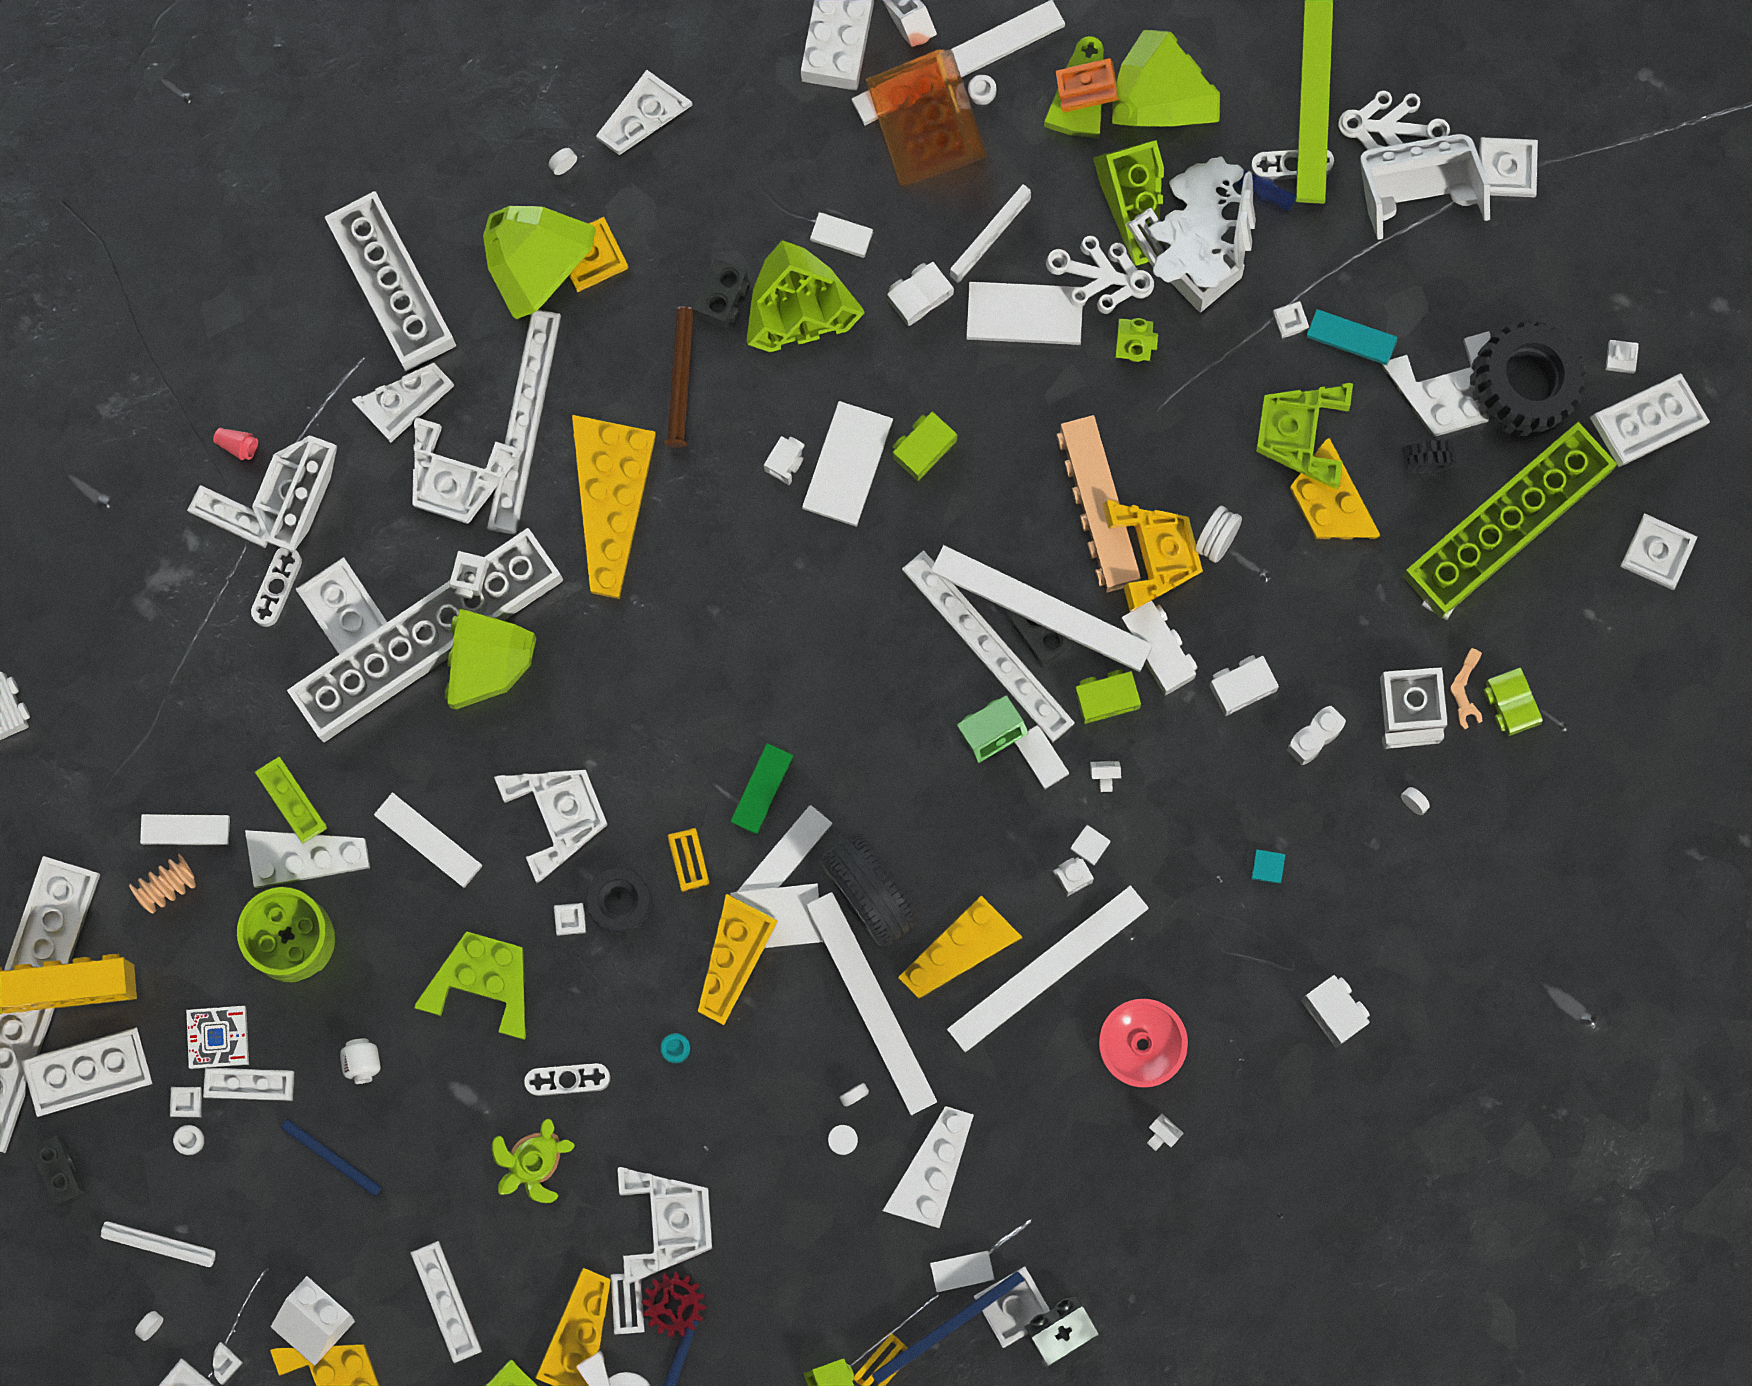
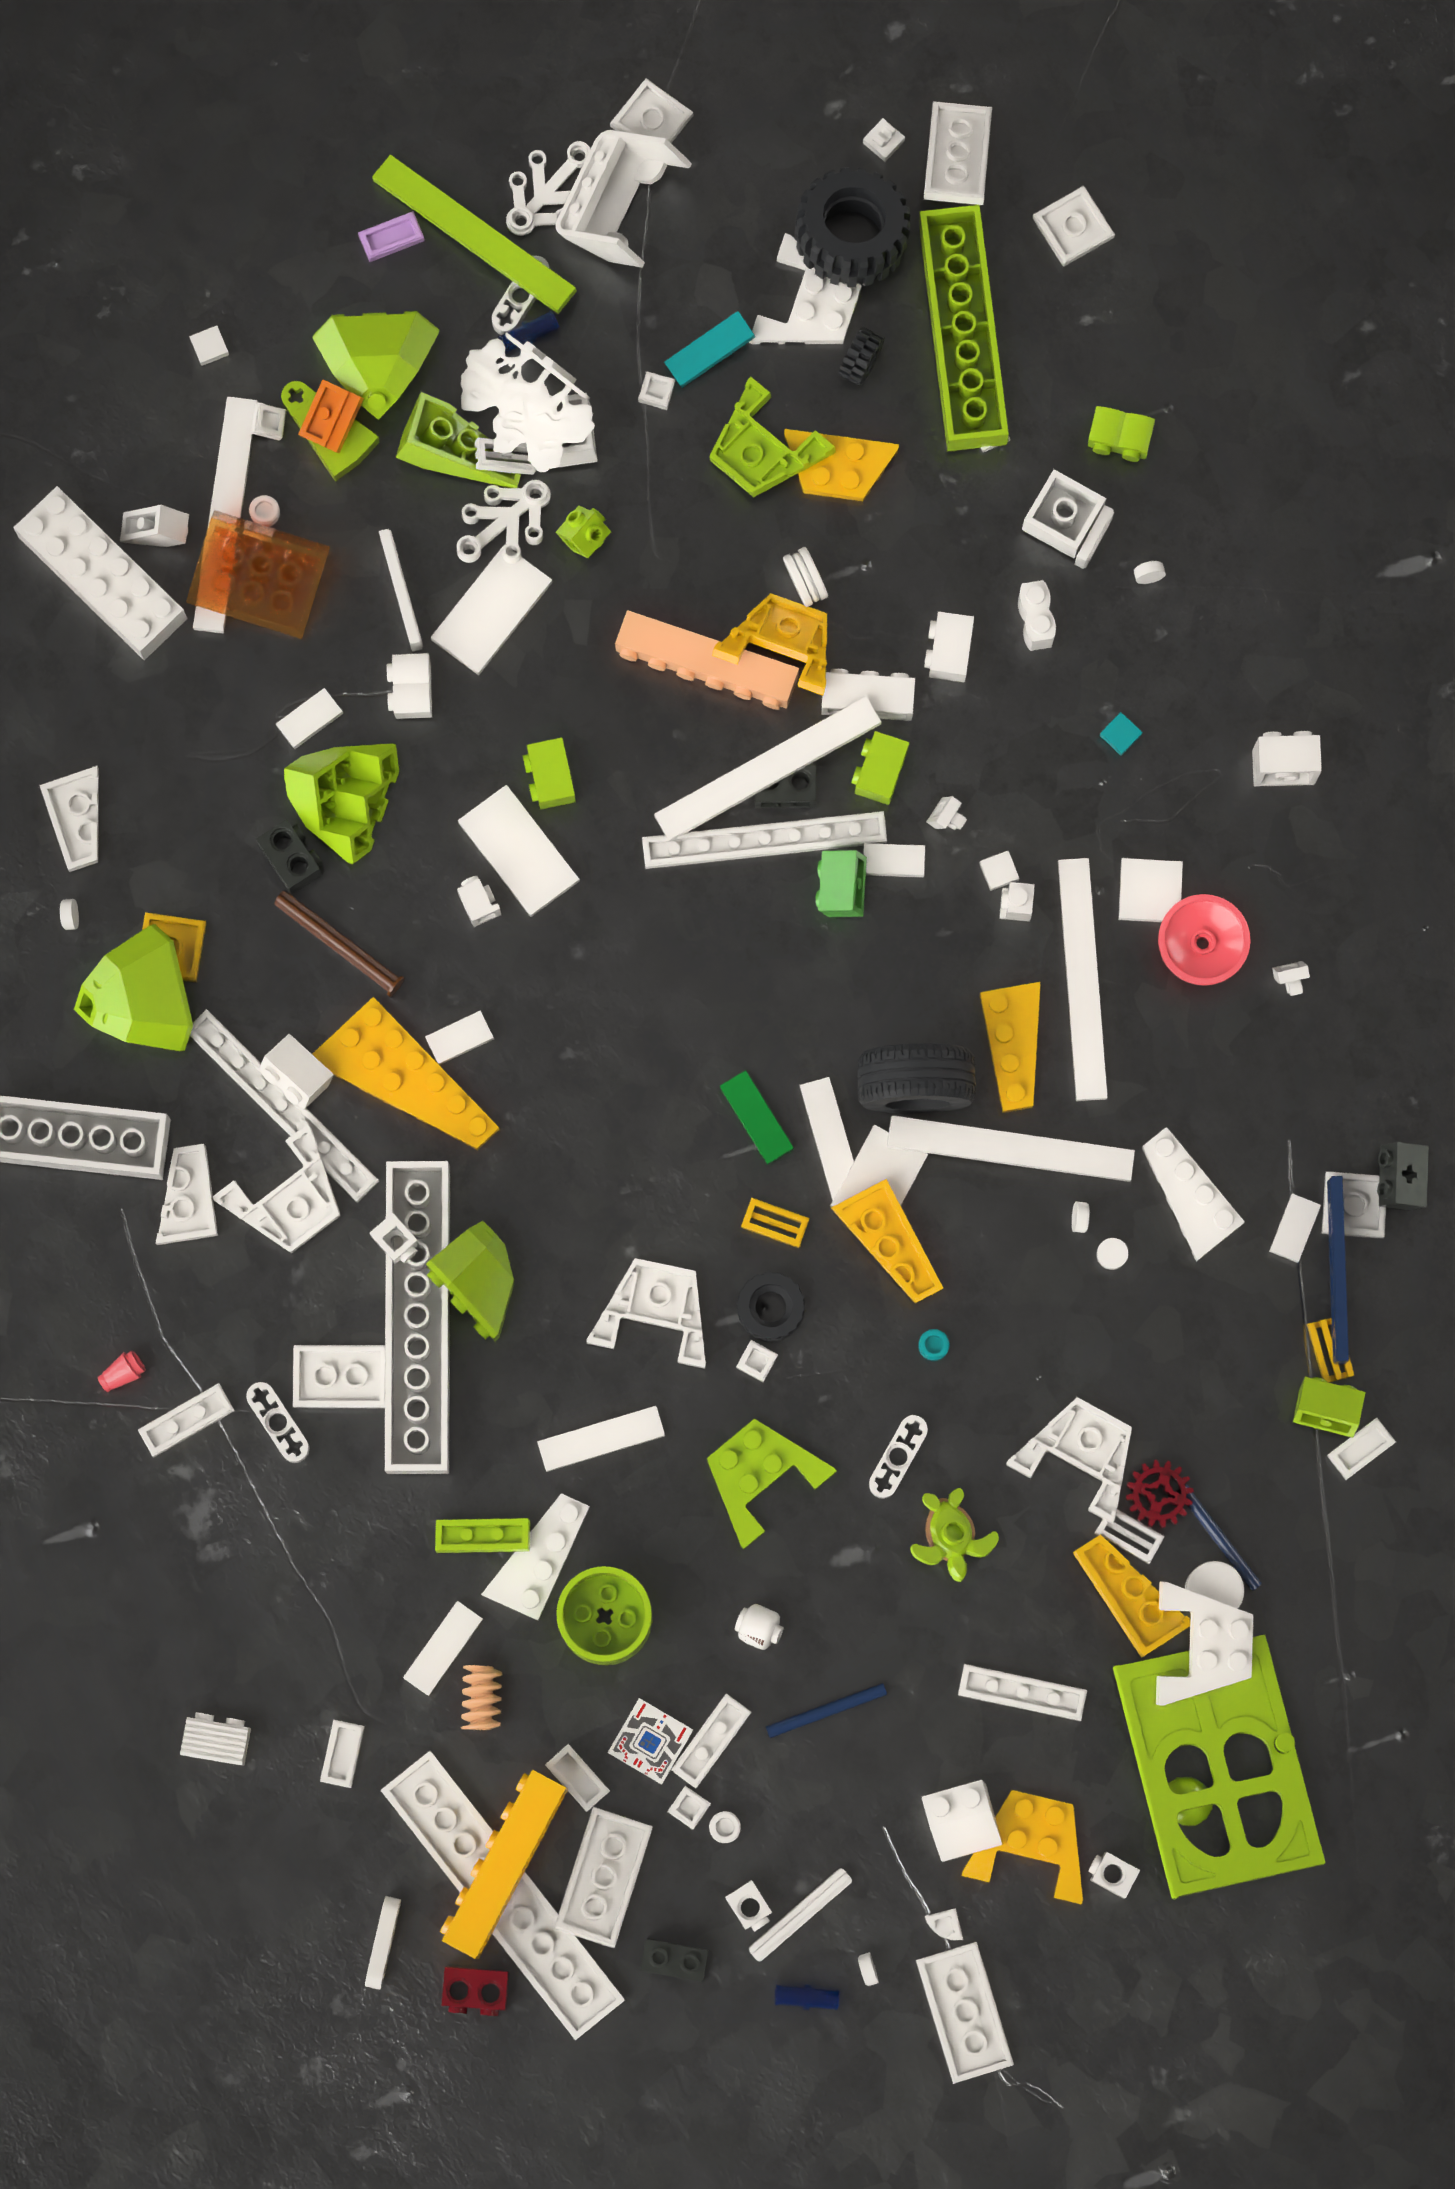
camera: 60 degrees left, 0 degrees up
(54, 809) = (342, 1753): none -> white tile
(96, 1292) = (806, 1997): none -> clear blue pin
(132, 1187) = (749, 1891): none -> white brick
(152, 1000) = (577, 1777): none -> white tile
(294, 491) = (204, 1348): white wedge -> none
(554, 413) = (295, 1072): none -> white brick
(669, 519) = (459, 1038): none -> white tile
(1054, 43) = (268, 421): none -> white tile
(1157, 972) = (1149, 888): none -> white tile
(1269, 35) = (391, 236): none -> lavender tile
(1458, 691) = (1077, 472): light nougat piece -> none

